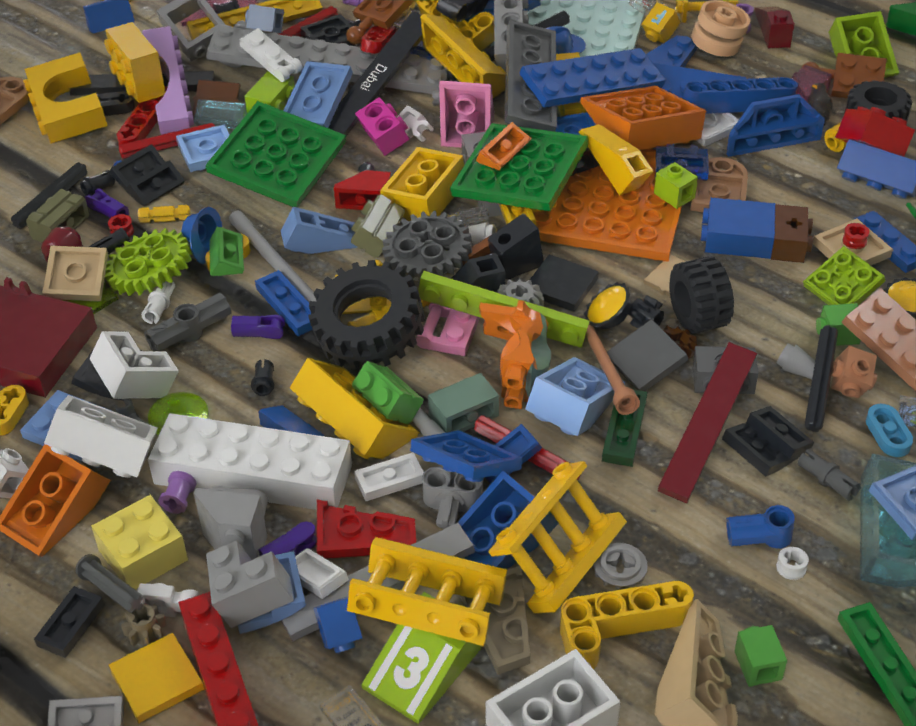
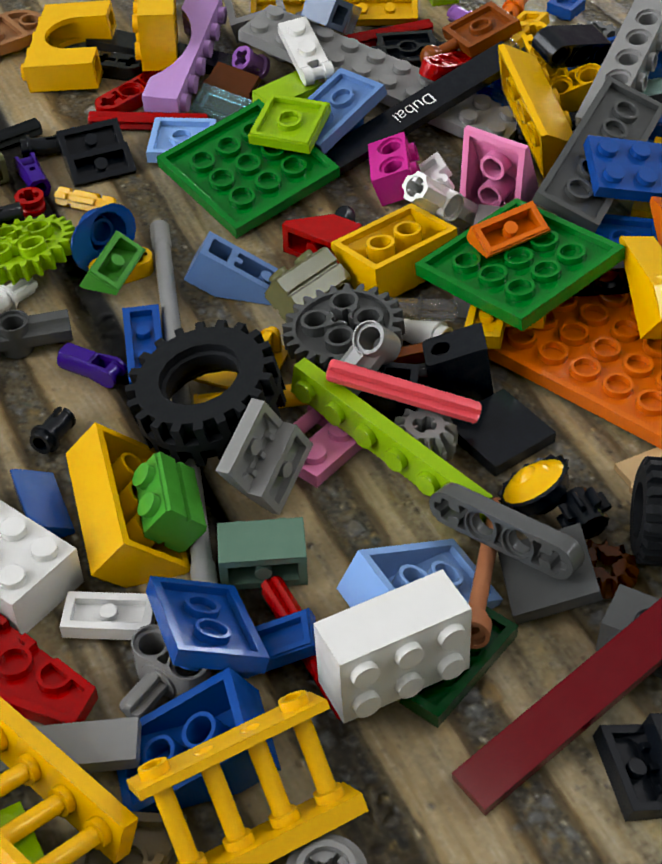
camera: 25 degrees right, 0 degrees up
(222, 72) = (251, 61): none -> medium lavender bush
(294, 113) = (289, 123): none -> lime tile
(433, 343) = (264, 456): none -> light grey slope
(437, 139) = (439, 200): none -> white piece
(460, 263) = (362, 350): none -> light grey piece
(498, 272) = (403, 391): none -> coral axle
(526, 348) = (380, 510): orange hips -> none
(594, 421) = (393, 645): none -> white brick
(611, 342) = (549, 550): none -> dark grey beam

